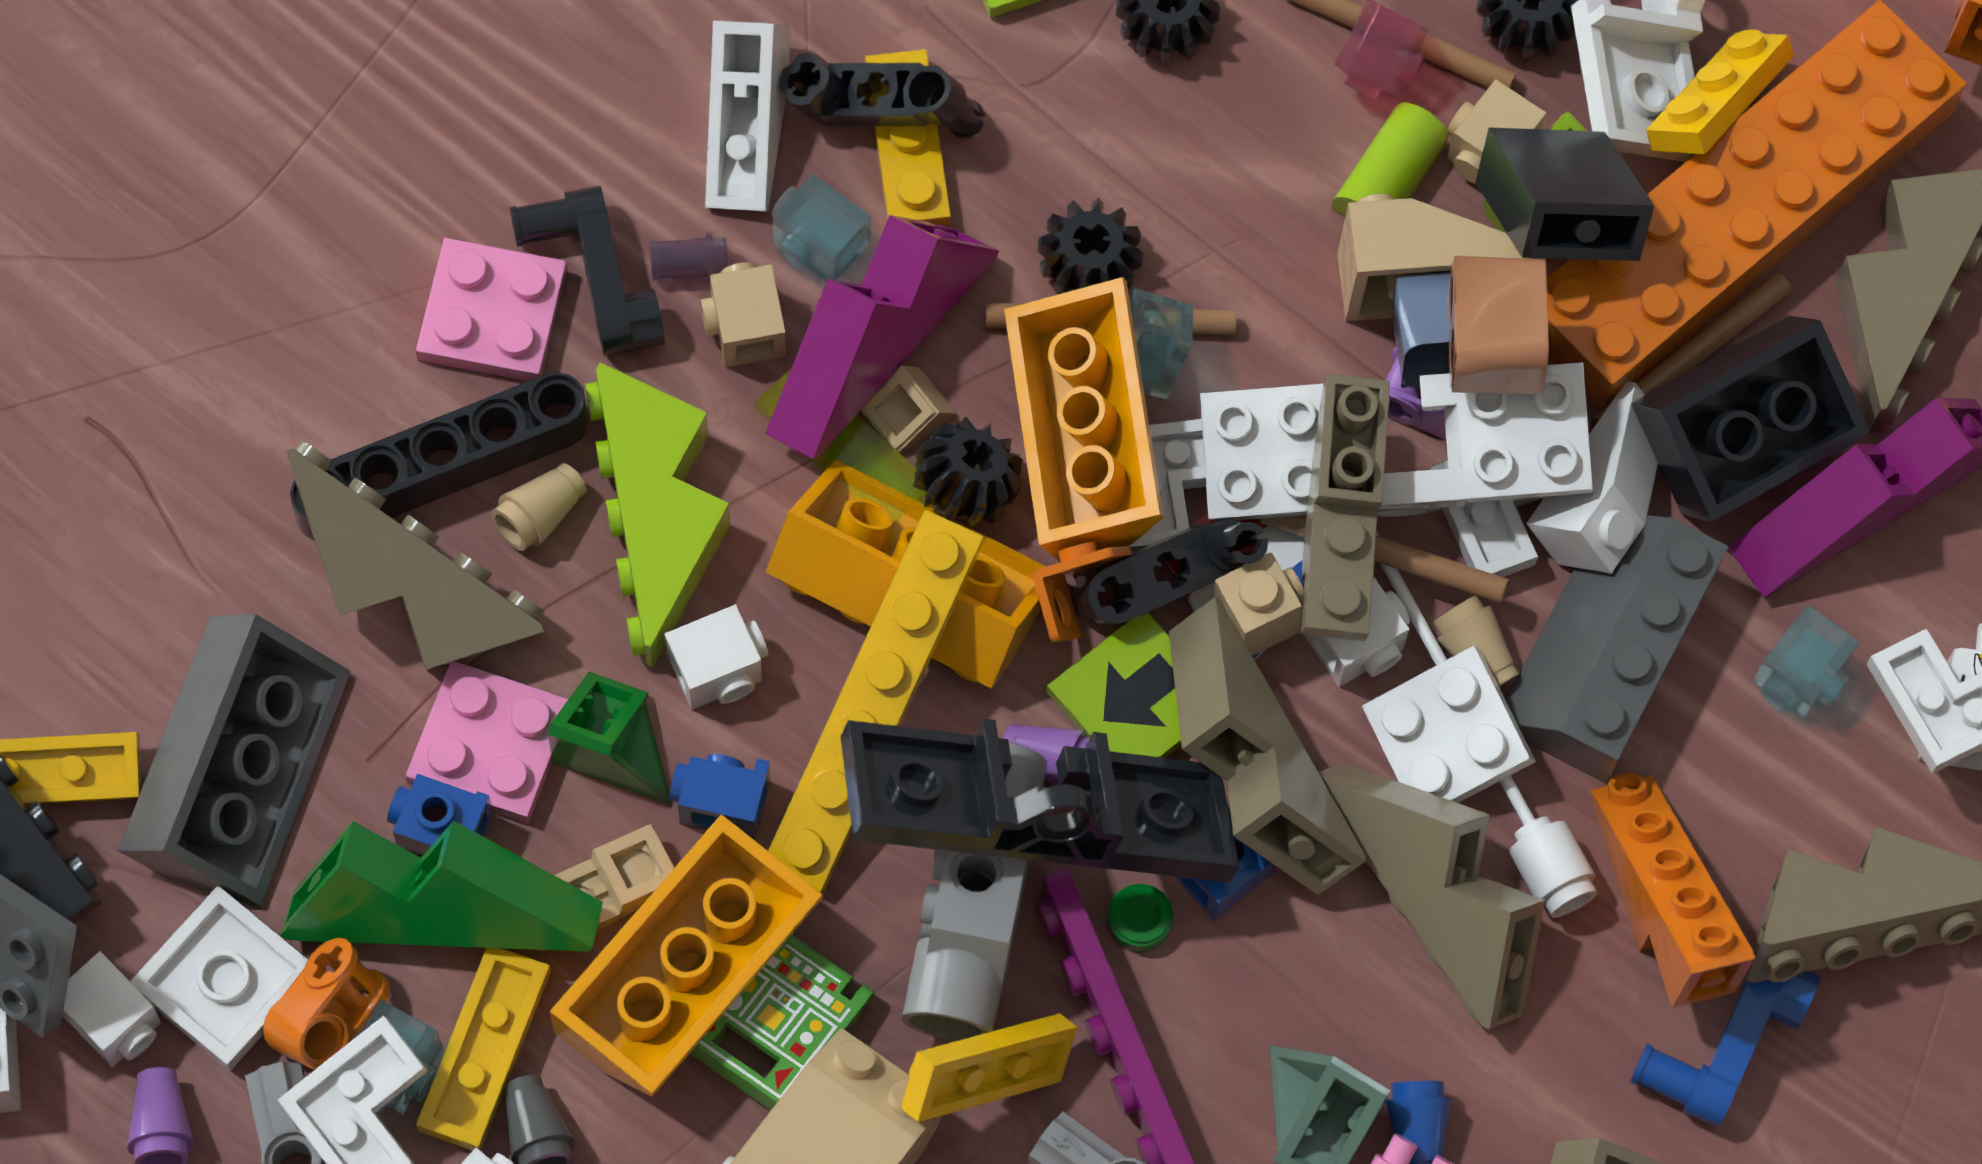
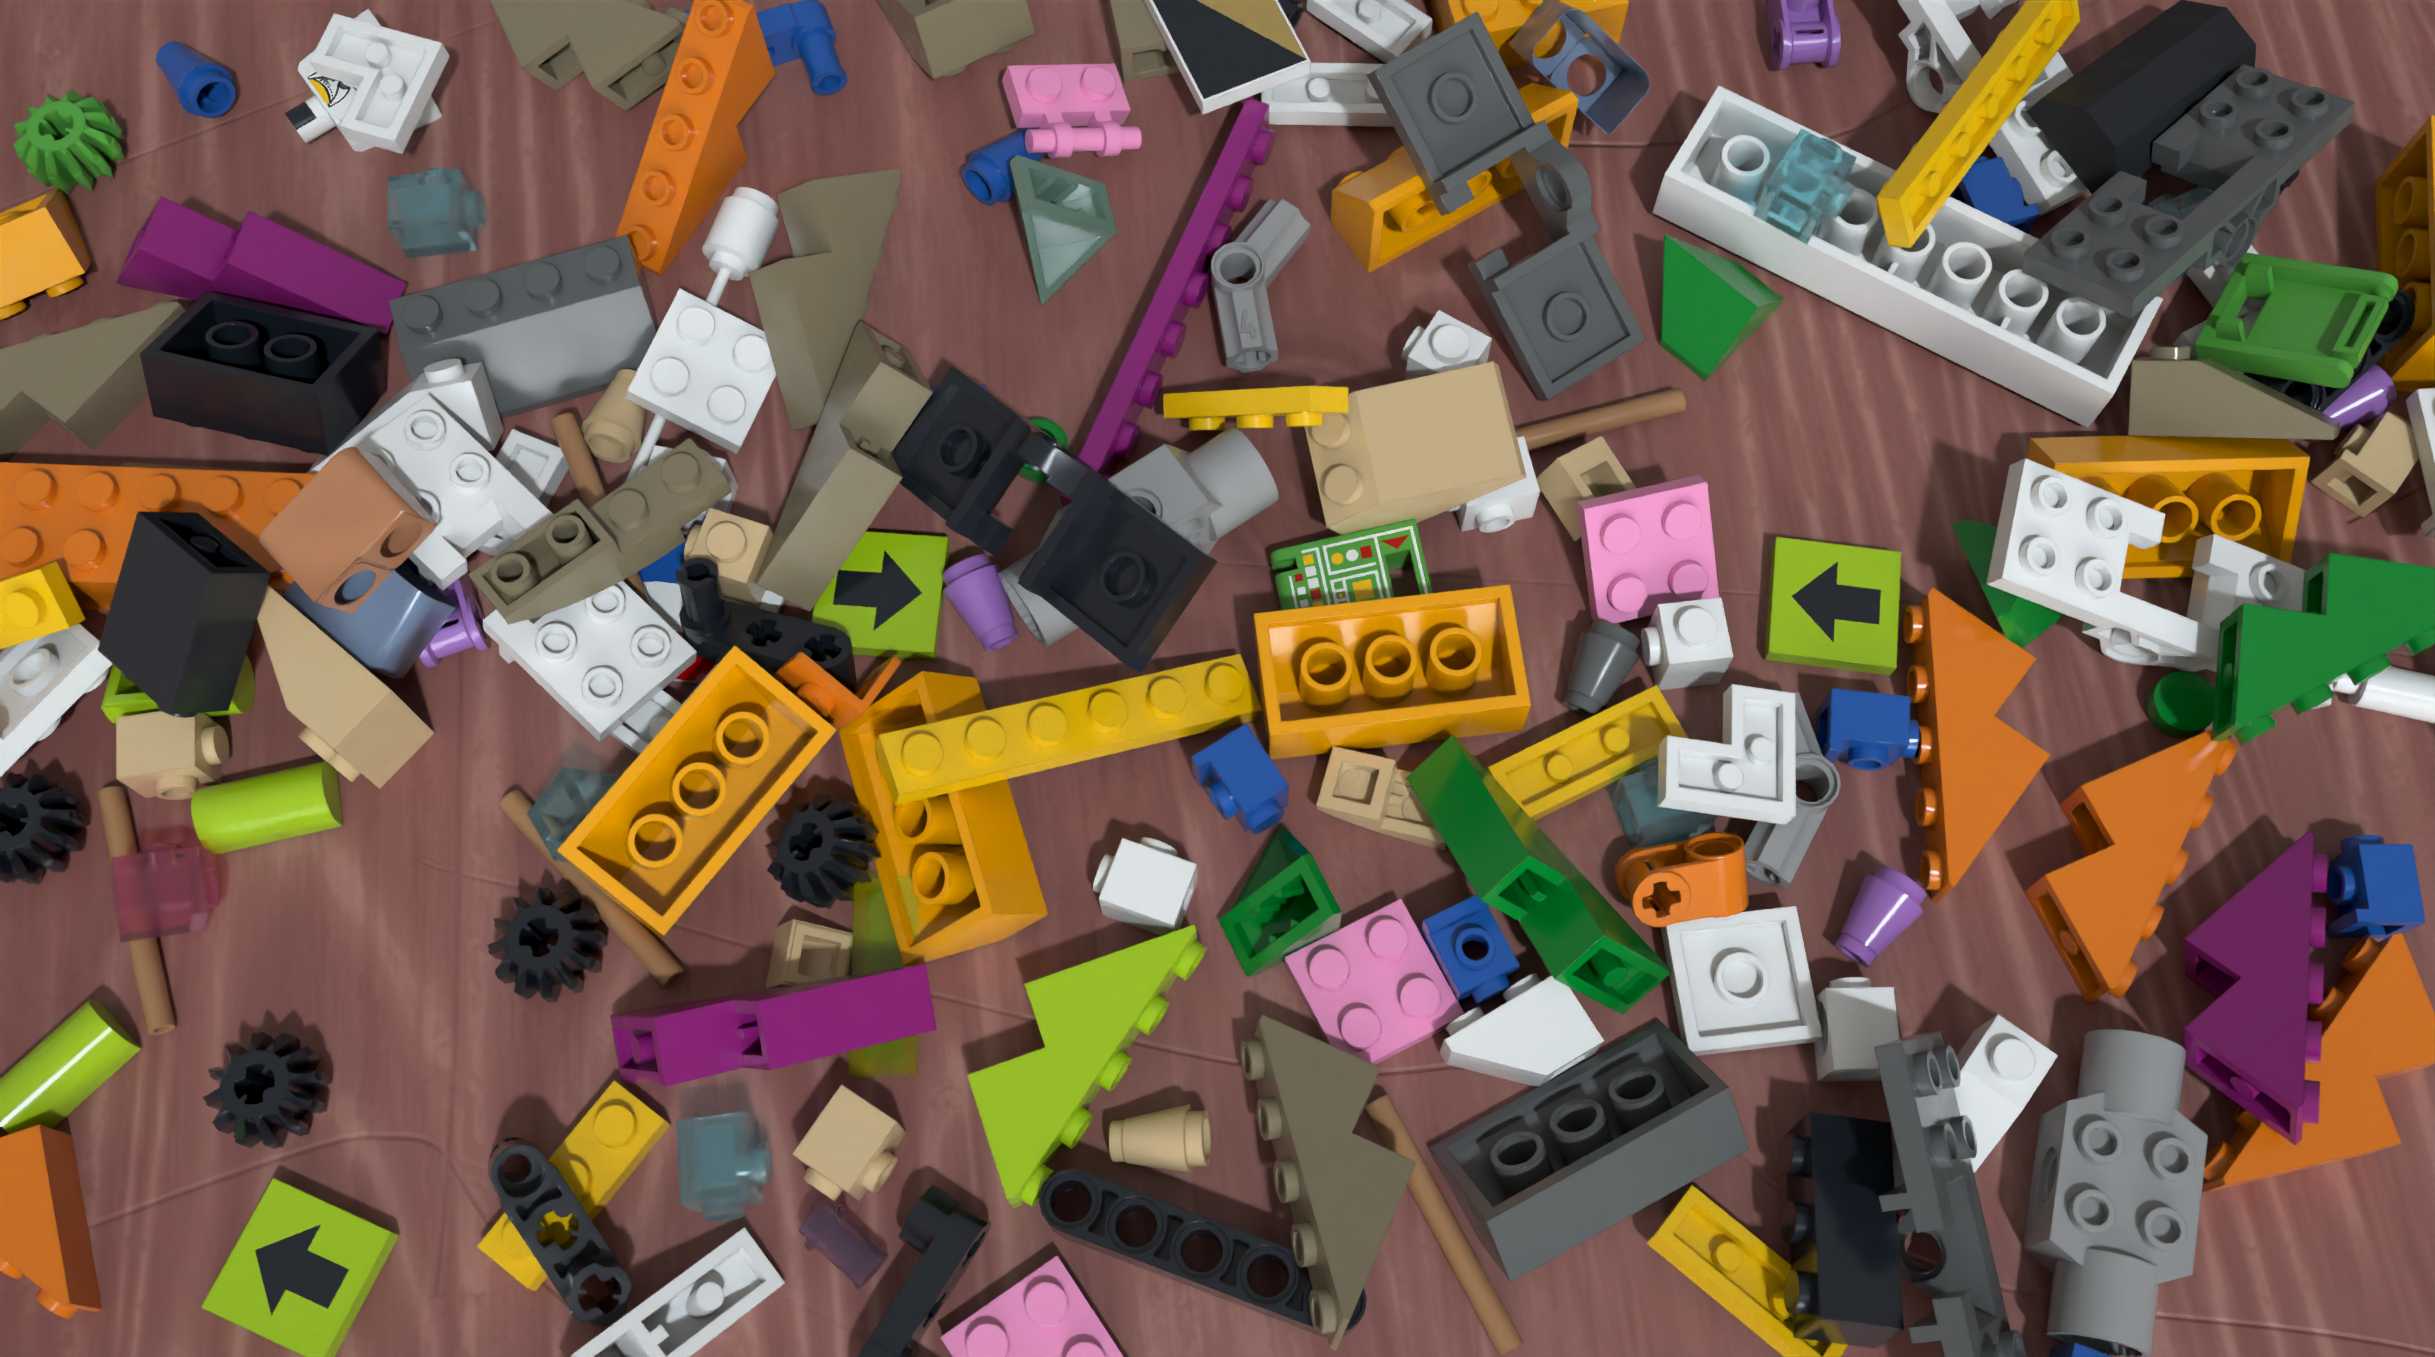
camera: 130 degrees left, 0 degrees up
(309, 632) = (1446, 1228): none -> medium nougat piece
(346, 788) = (1527, 1038): none -> white slope

